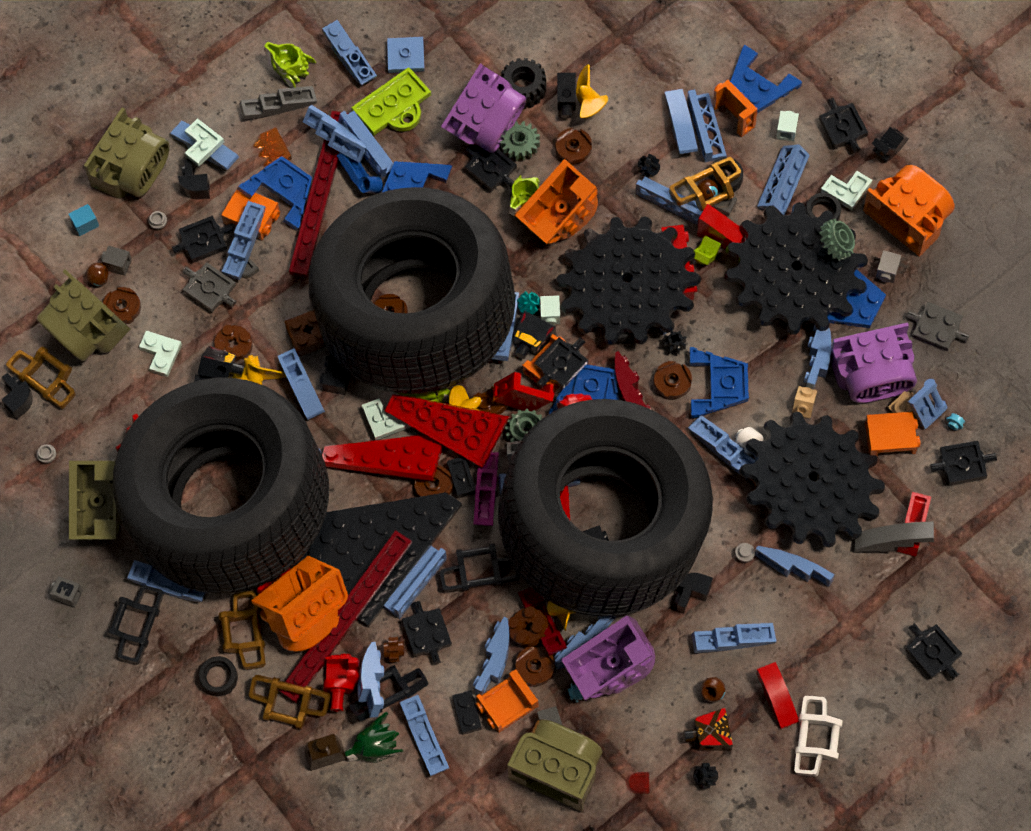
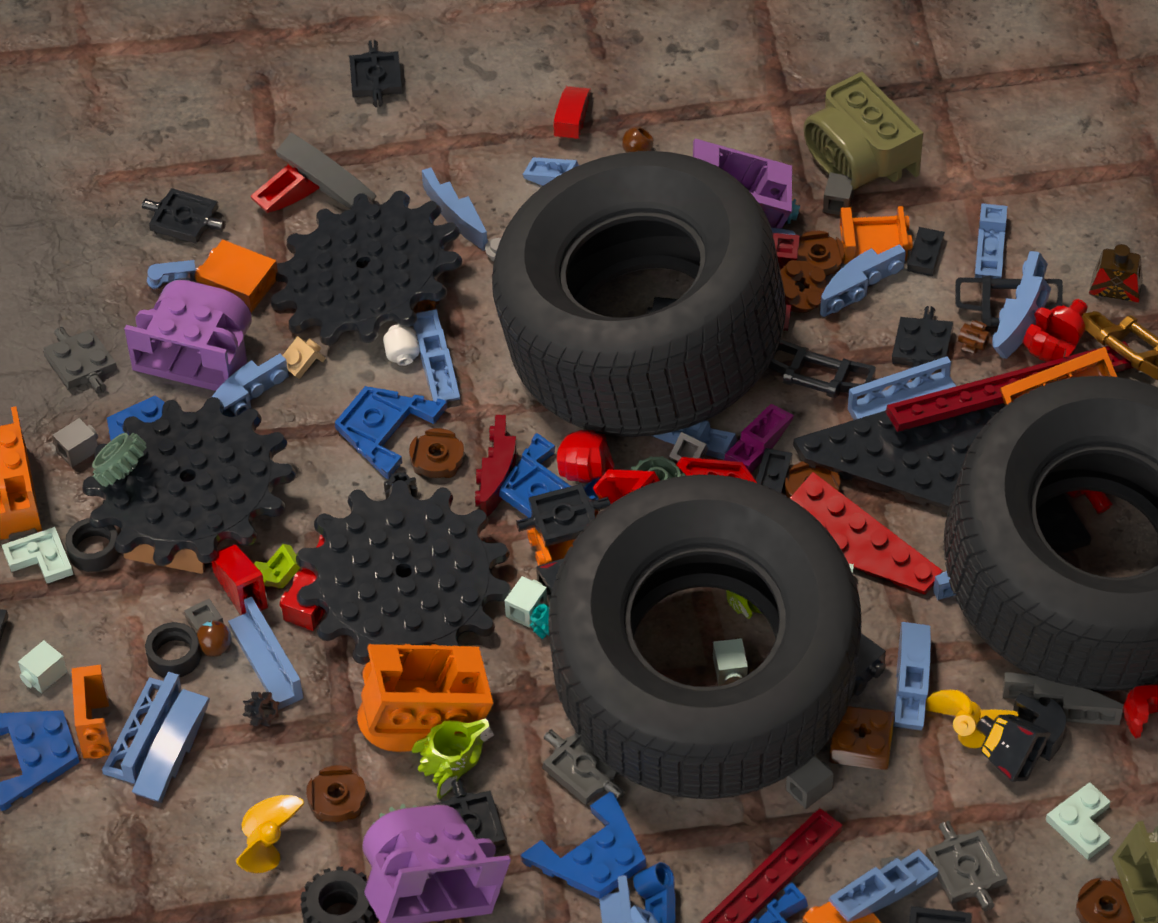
camera: 150 degrees left, 15 degrees down
(236, 333) = (977, 765): reddish brown plate -> none
(374, 743) = (1059, 254): dark green piece -> none
(566, 94) = (292, 859): black torso -> none
(639, 783) = (777, 111): clear red tile -> none
(696, 194) = (189, 618): pearl gold bar -> none
(705, 775) = (704, 77): black gear -> none
(711, 732) = (668, 111): torso -> none
(787, 178) = (101, 600): medium blue fence -> none
(820, 753) = (538, 67): white bar -> none
(955, 421) = (154, 255): medium azure plate -> none

